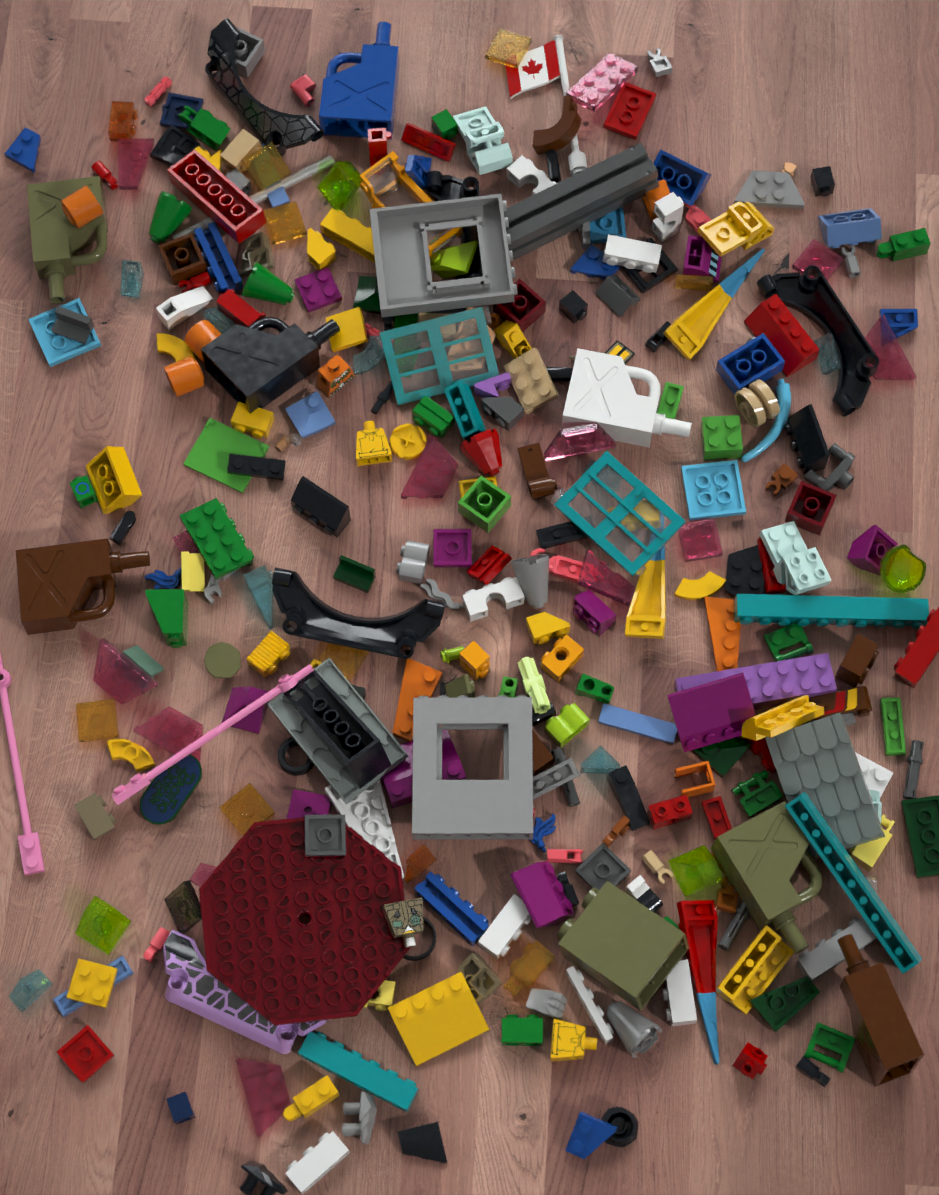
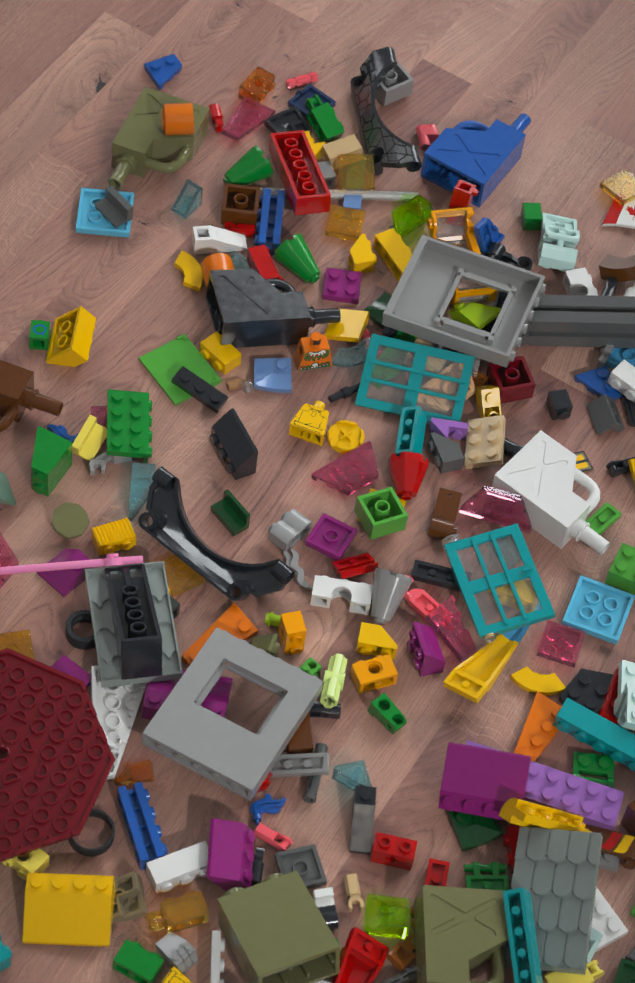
camera: 20 degrees right, 15 degrees down
(123, 527) = (54, 379): black bar -> none
(184, 376) = (183, 290): orange piece -> none
(256, 250) = (311, 230): dark tan slope -> none
(325, 835) = (63, 691): dark grey plate -> none
(405, 919) = (90, 802): dark tan torso -> none
(428, 142) = (509, 222): red plate -> none
(433, 417) = (379, 427): green brick -> none
(566, 725) = (343, 730): lime brick -> none
(620, 828) = (336, 841): dark orange plate -> none
(638, 724) = (409, 764): medium blue tile -> none
(692, 769) = (435, 826): orange piece -> none

